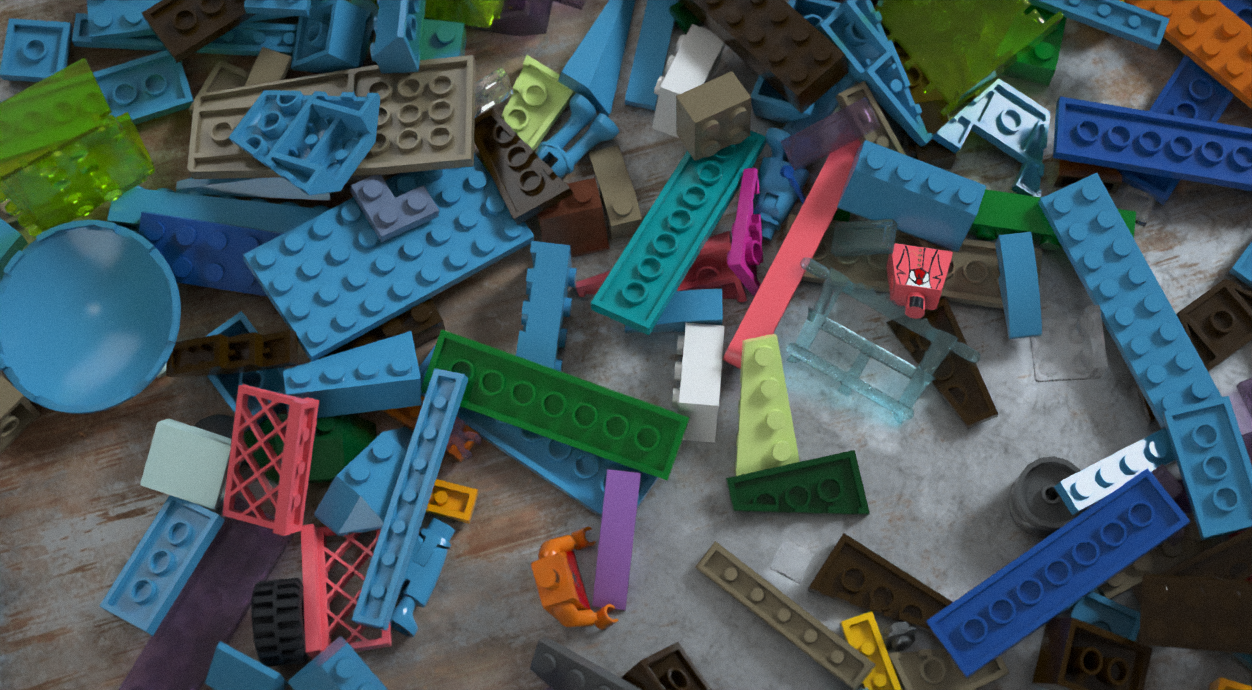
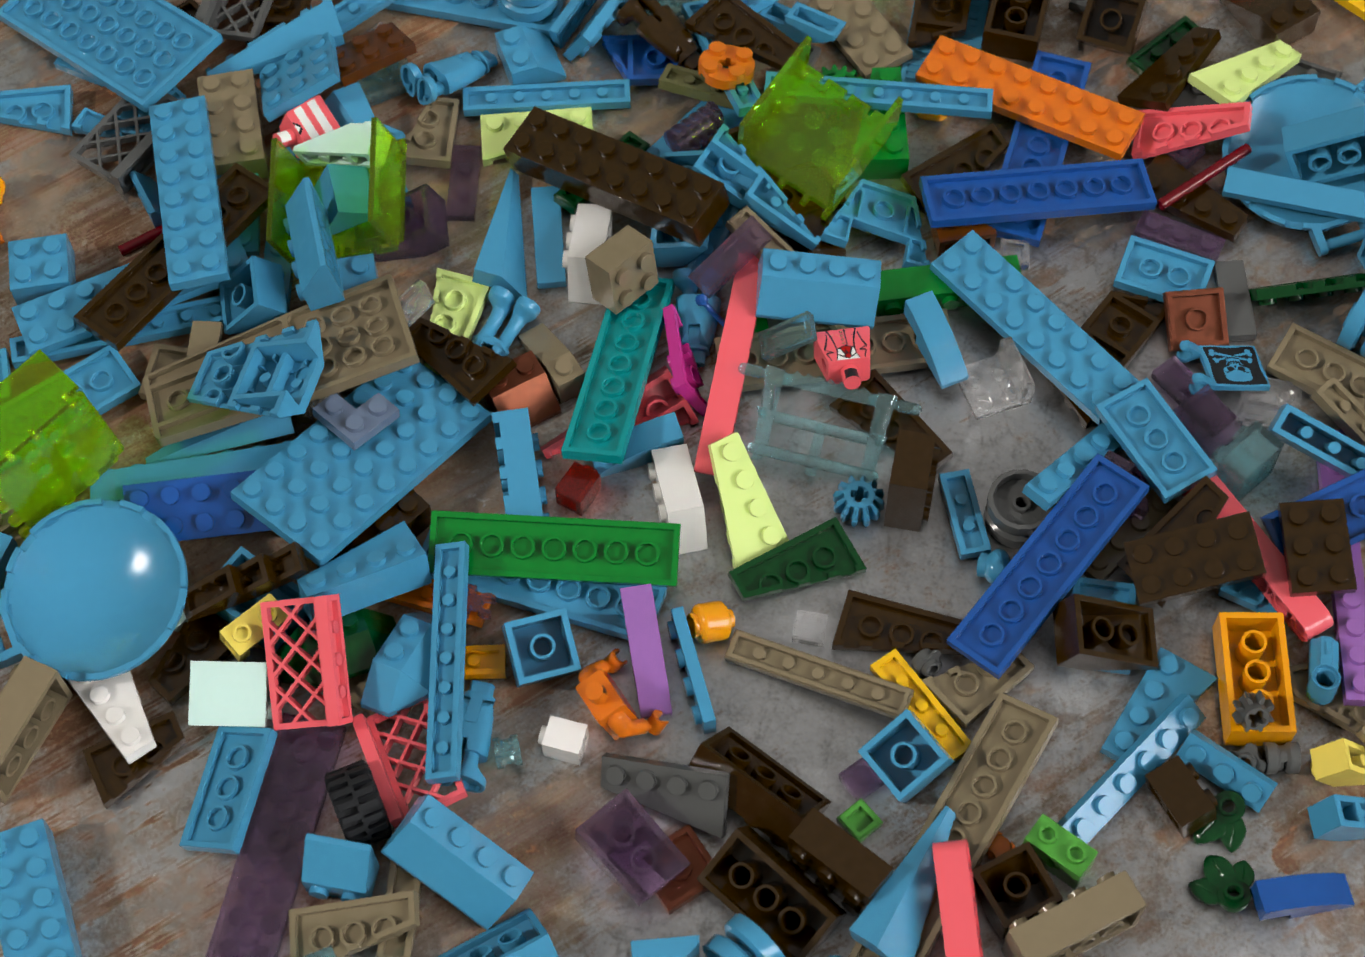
camera: 15 degrees left, 10 degrees down
(78, 454) = (119, 713): none -> white wing
(78, 497) = (113, 773): none -> dark brown wing
(173, 398) = (197, 642): none -> dark brown wing
(220, 404) = (248, 630): none -> light yellow bracket
(447, 604) = (507, 751): none -> clear light blue wheel
(507, 609) = (564, 740): none -> white brick
(511, 507) = (541, 647): none -> dark azure brick
(601, 340) = (578, 488): none -> clear red brick
(655, 587) = (694, 682): none -> dark azure plate
(691, 526) = (710, 622): none -> light orange head
(892, 447) = (863, 511): none -> dark azure gear
(944, 438) = (911, 480): none -> dark brown brick
(989, 484) = (964, 514): none -> dark azure plate
(1002, 550) = (992, 564): none -> dark azure animal
(1111, 85) = (969, 155): none -> dark brown wing

